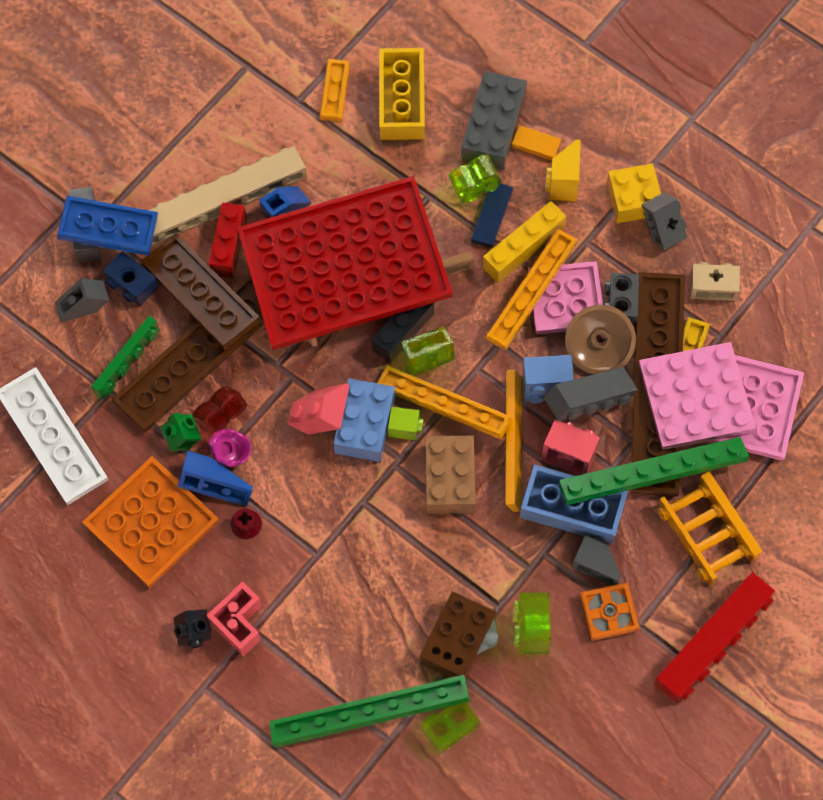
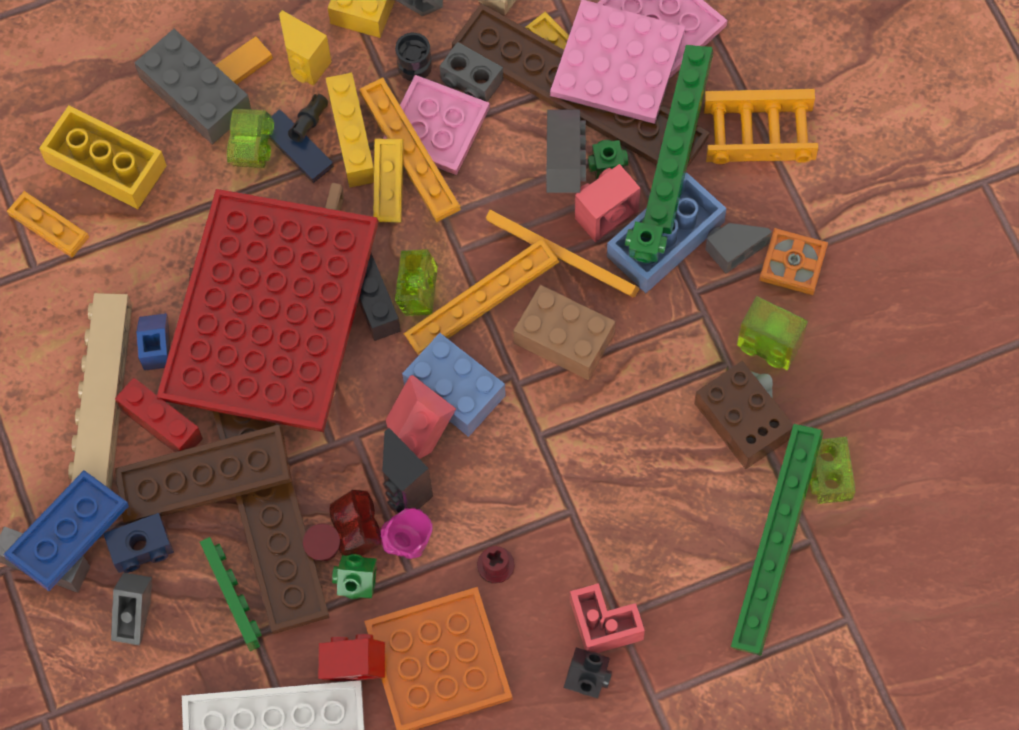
camera: 60 degrees left, 0 degrees up
(116, 461) = (351, 659): none -> red brick
(193, 395) = (321, 542): none -> dark red piece
(210, 478) = (427, 572): blue slope -> none
(266, 418) = (404, 475): none -> black slope
(405, 423) = (483, 345): lime brick -> none
(497, 288) = (388, 180): none -> yellow tile
(515, 208) = (308, 118): none -> black pin
(542, 374) = (519, 184): medium blue brick -> none
(548, 496) = (649, 250): none -> green brick
(600, 356) = (520, 111): medium nougat dish -> none
(609, 251) = (413, 56): none -> black wheel
(612, 438) = (606, 155): none -> green brick
(714, 637) = (874, 180): red brick -> none

